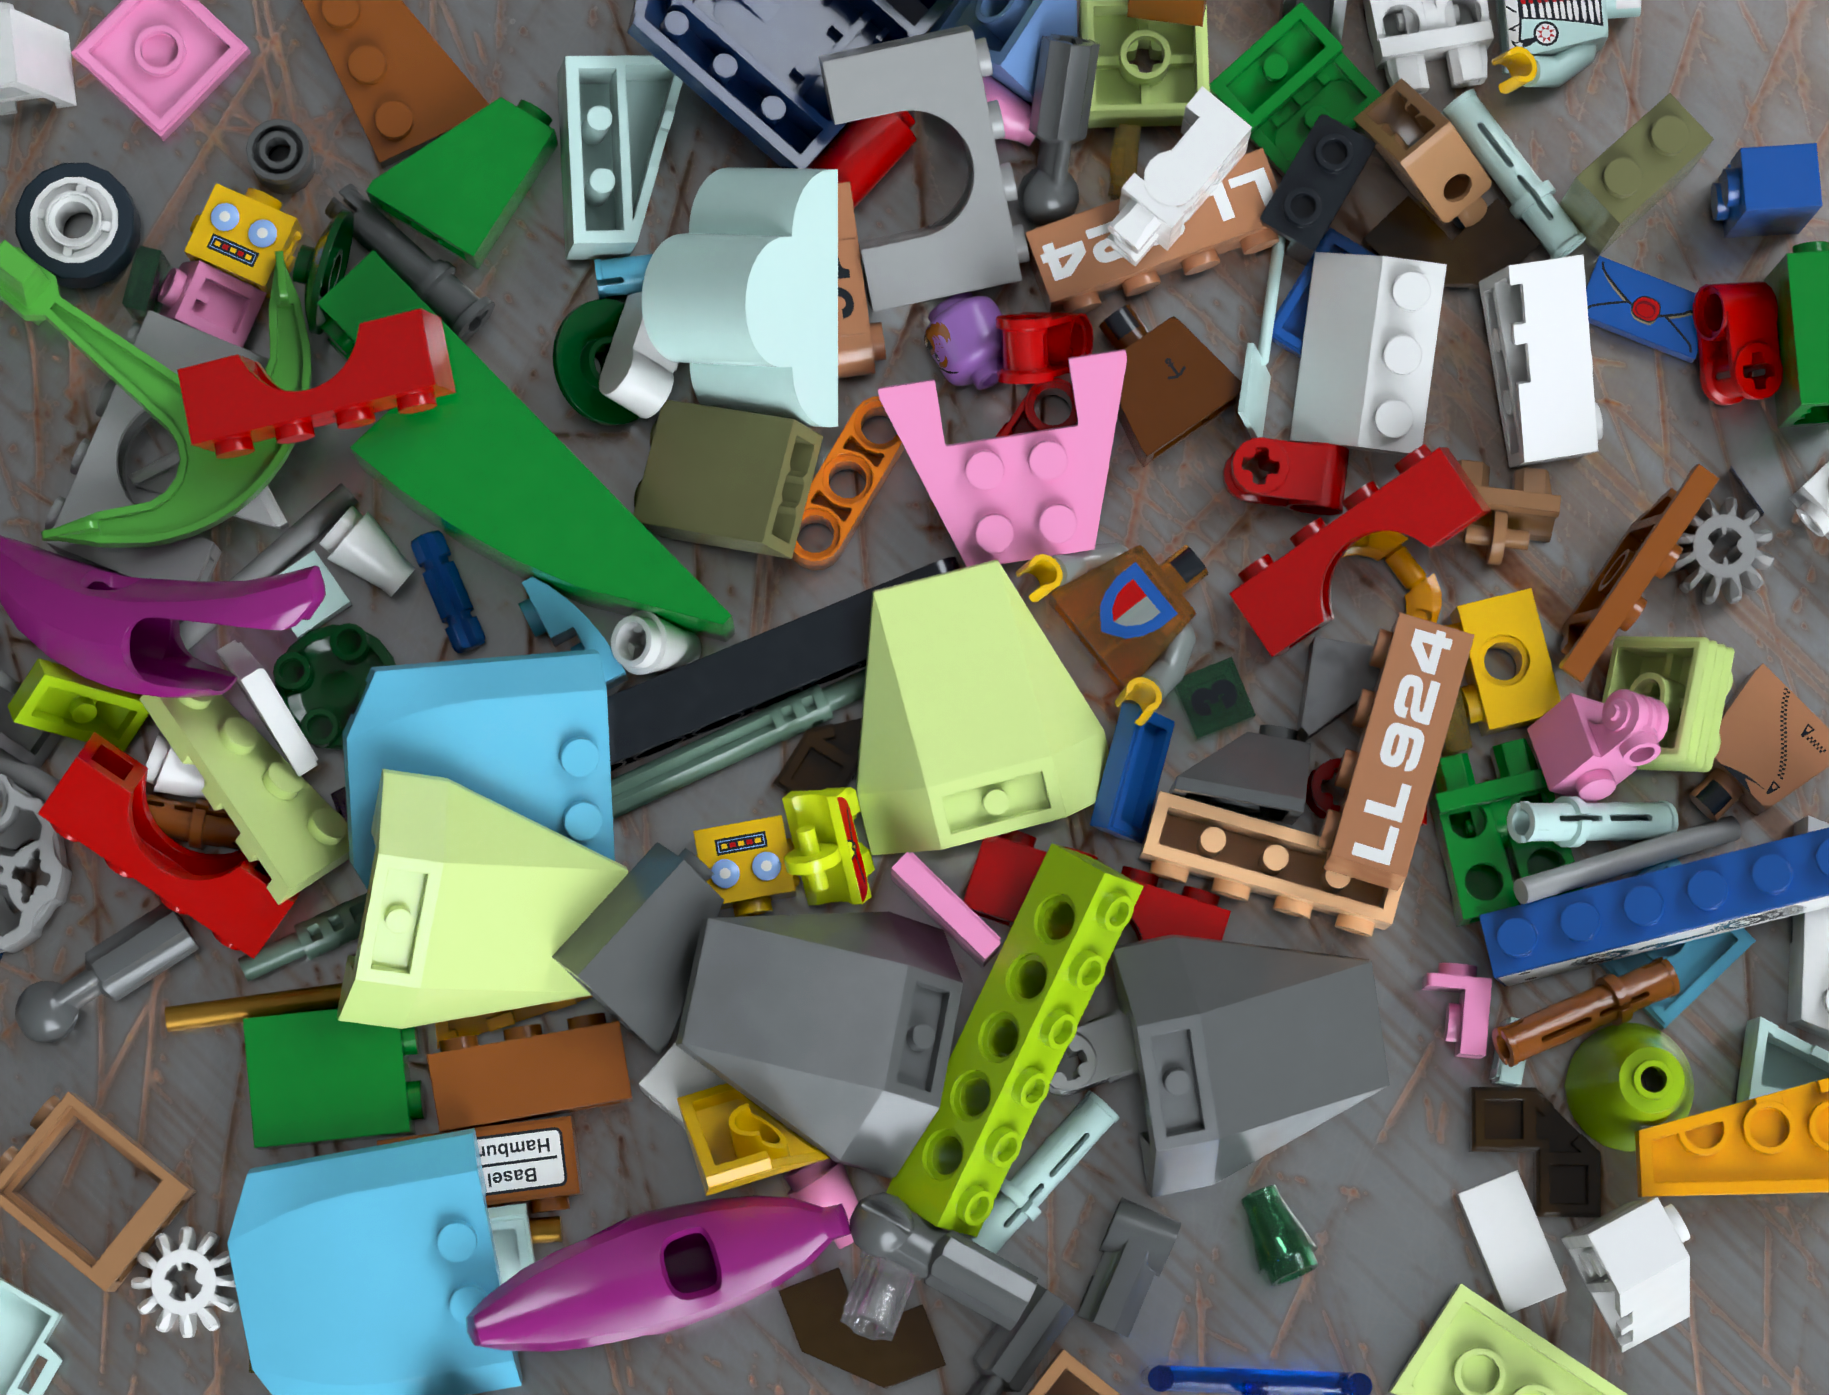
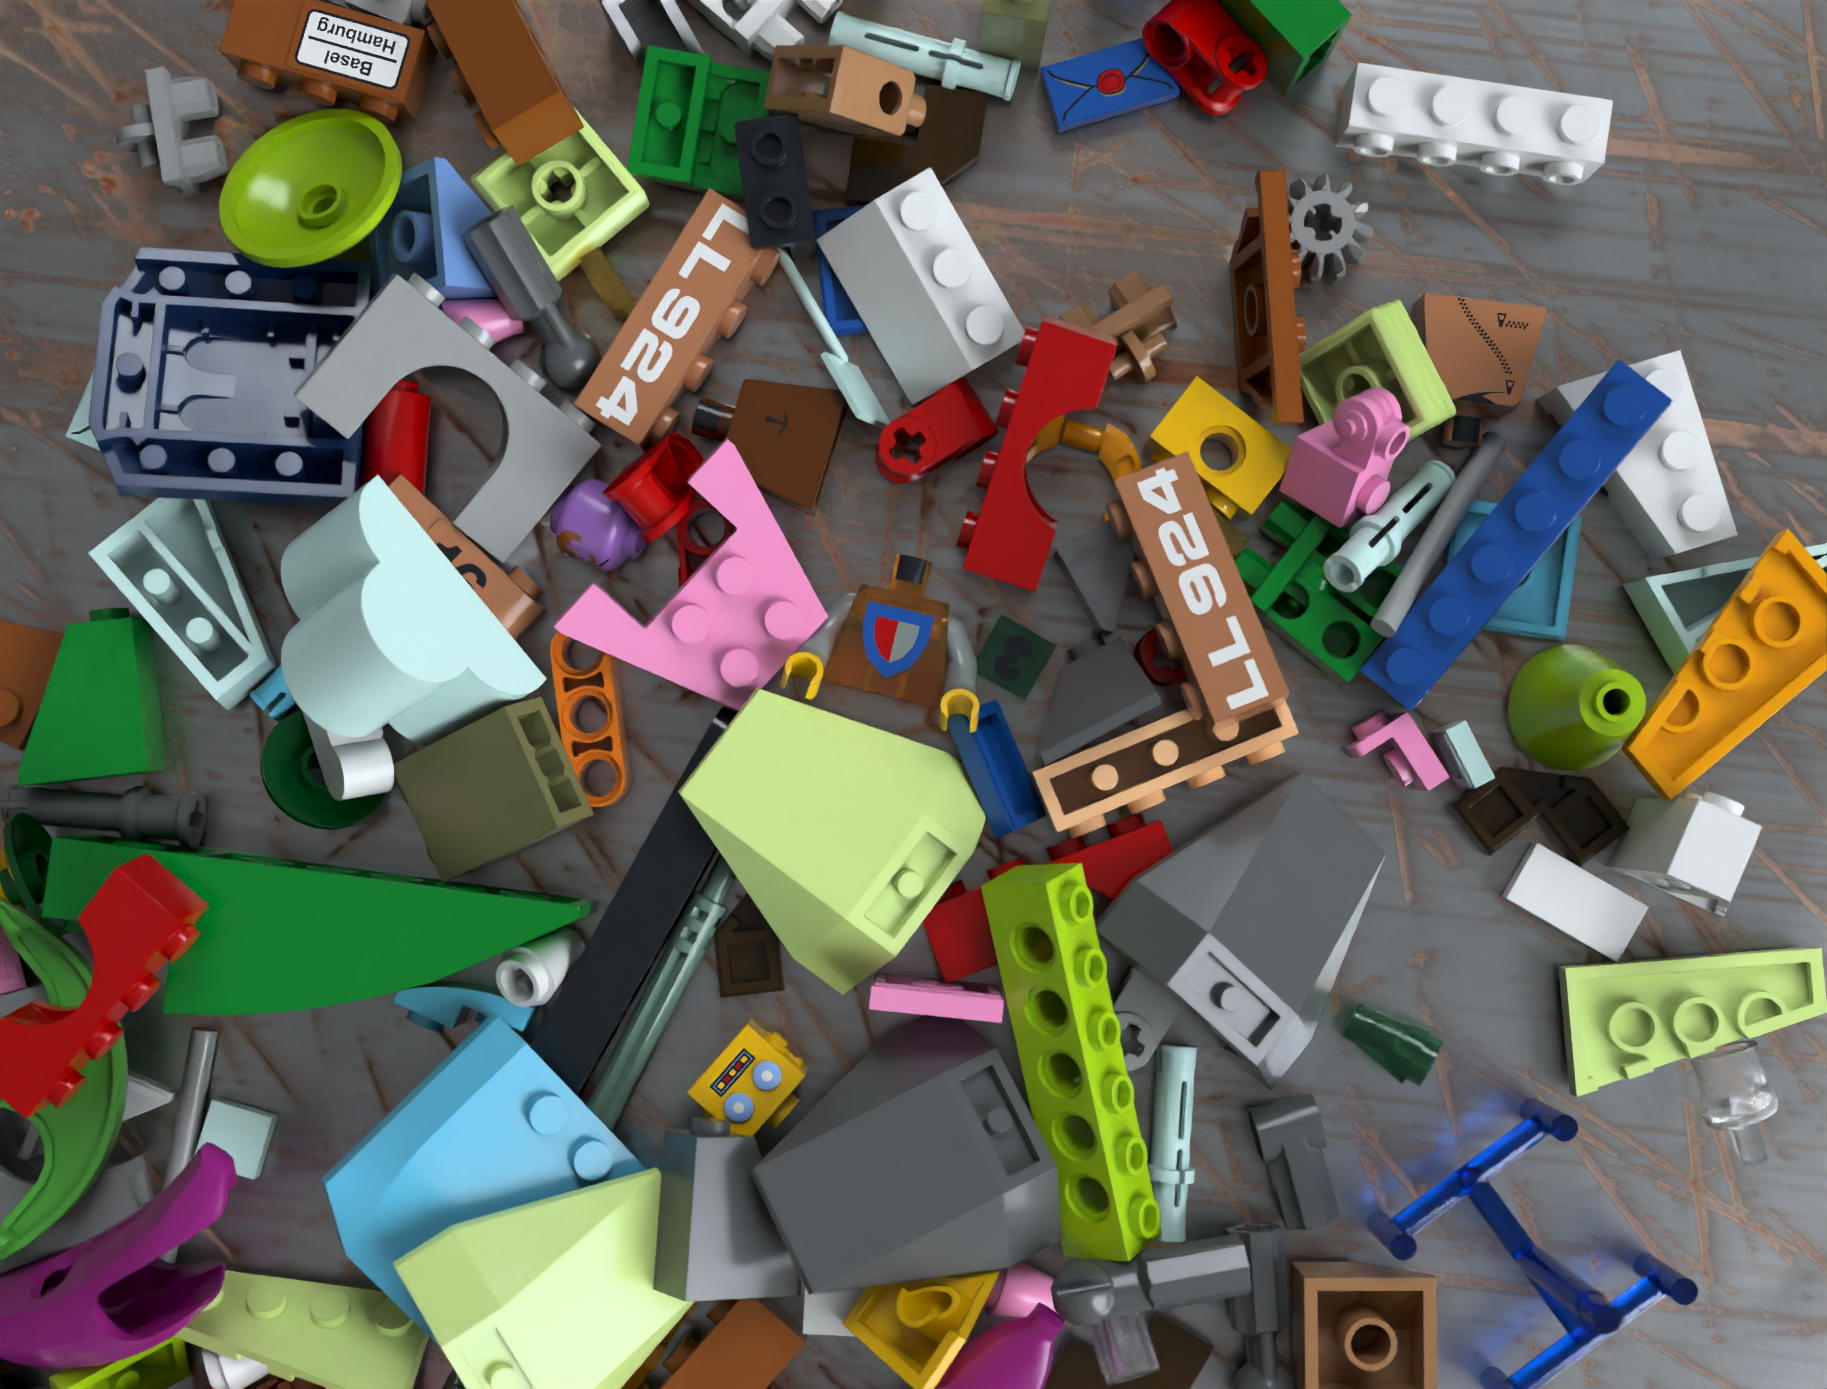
camera: 30 degrees left, 5 degrees up
(269, 706) = (271, 1259): white tile -> none
(326, 677) = (291, 1195): dark green dish -> none
(366, 551) = (253, 1068): white cone -> none
(448, 591) = (345, 1048): blue axle -> none
(827, 846) = (804, 1023): neon yellow hips -> none
(1179, 178) = (661, 264): white hips -> none
(1542, 360) = (1063, 184): white wedge -> none
(1609, 1001) = (1511, 659): dark orange pin -> none
(1746, 491) = (1300, 165): dark blue sticker -> none

